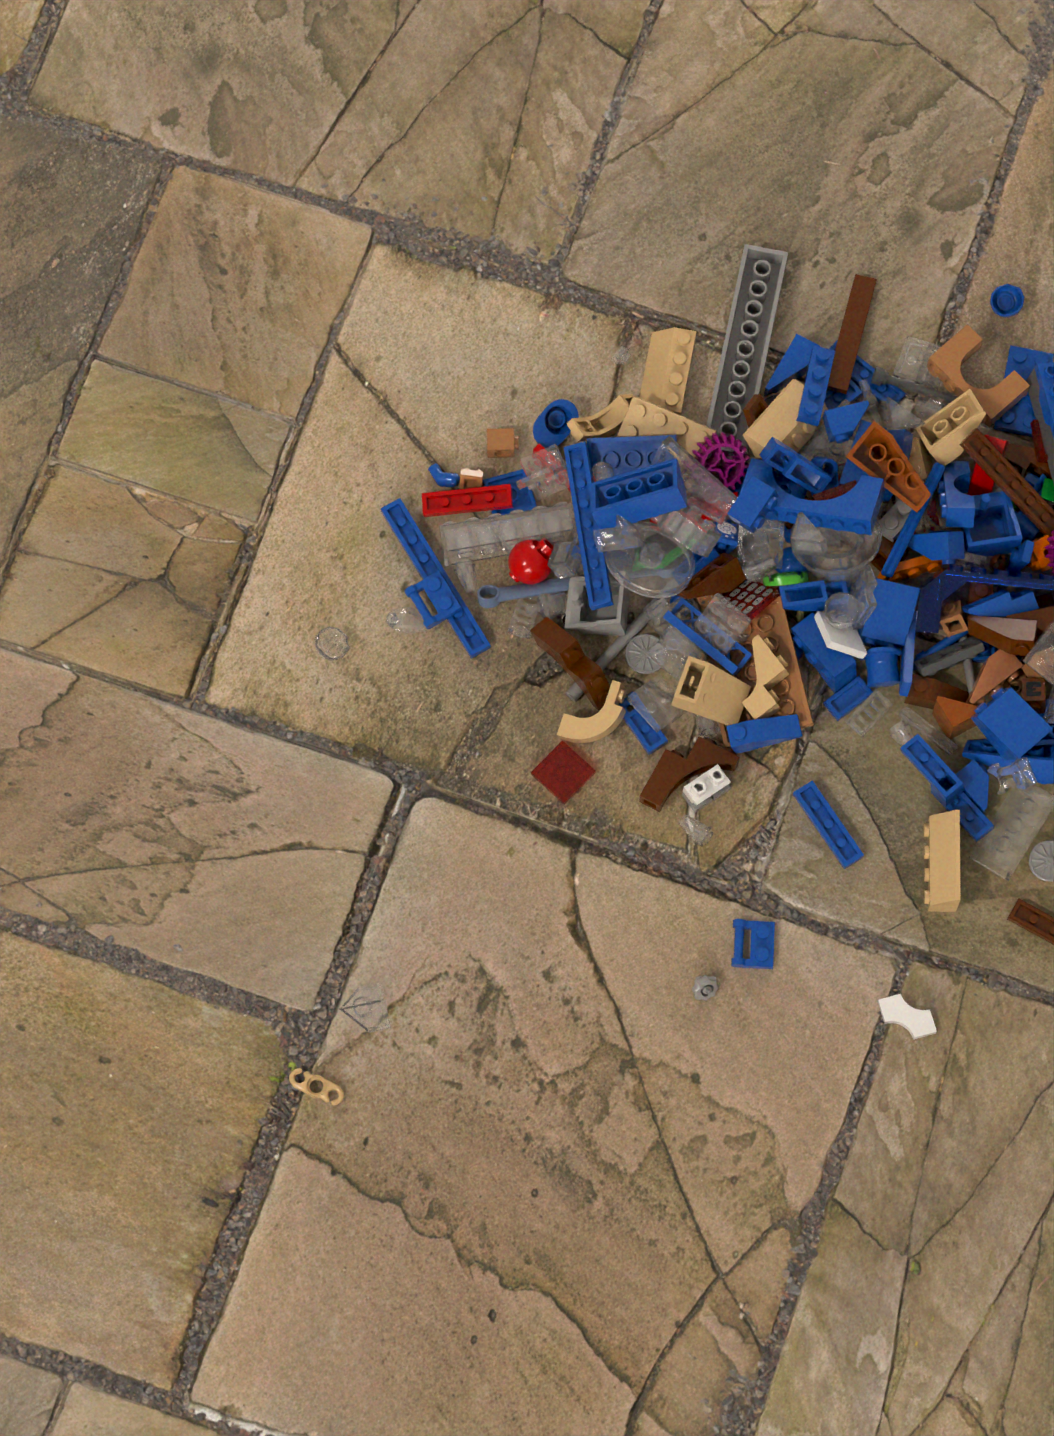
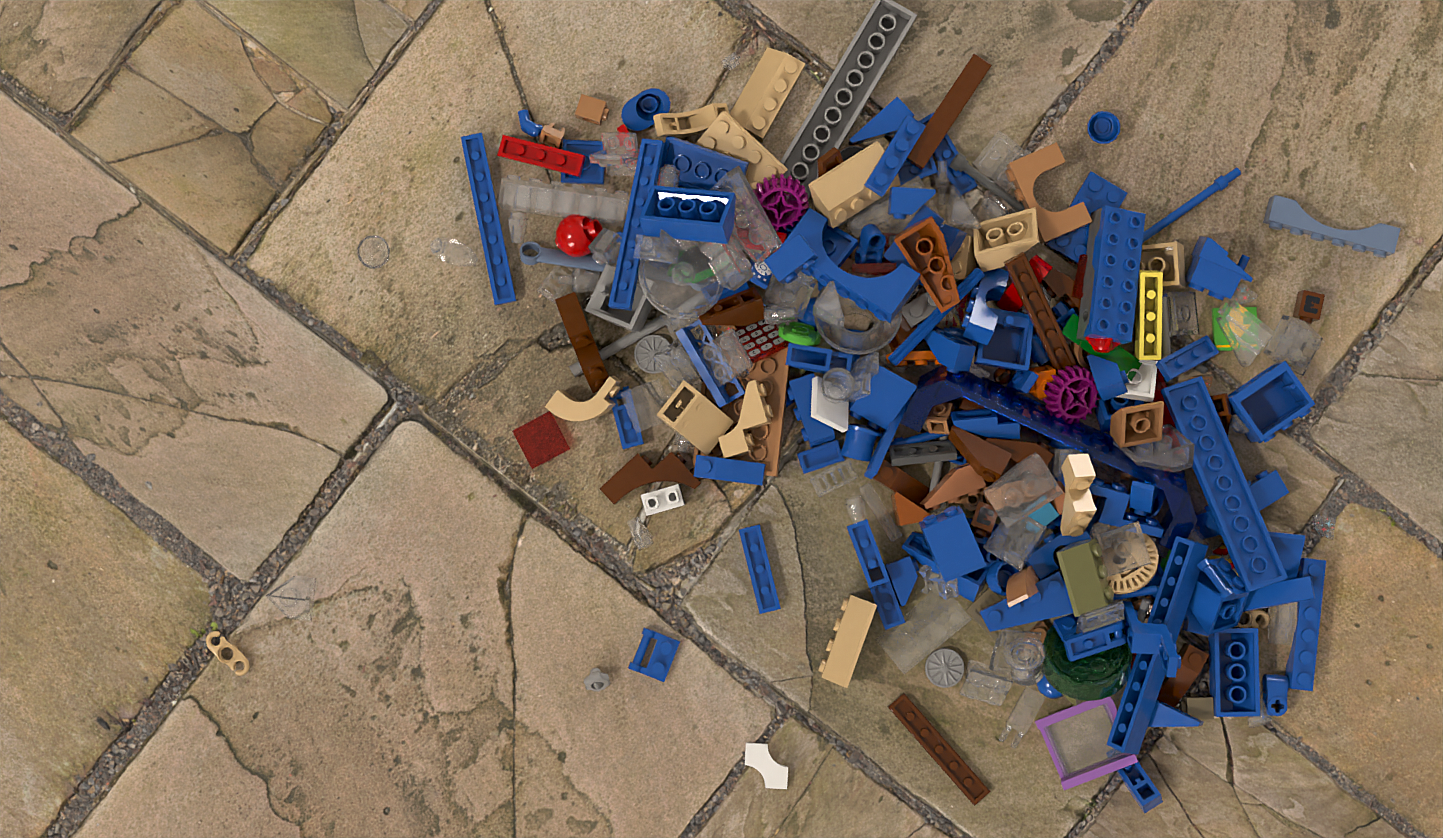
camera: 15 degrees right, 15 degrees up
(440, 596) = (485, 241): blue plate -> none
(795, 466) = (844, 231): blue slope -> none

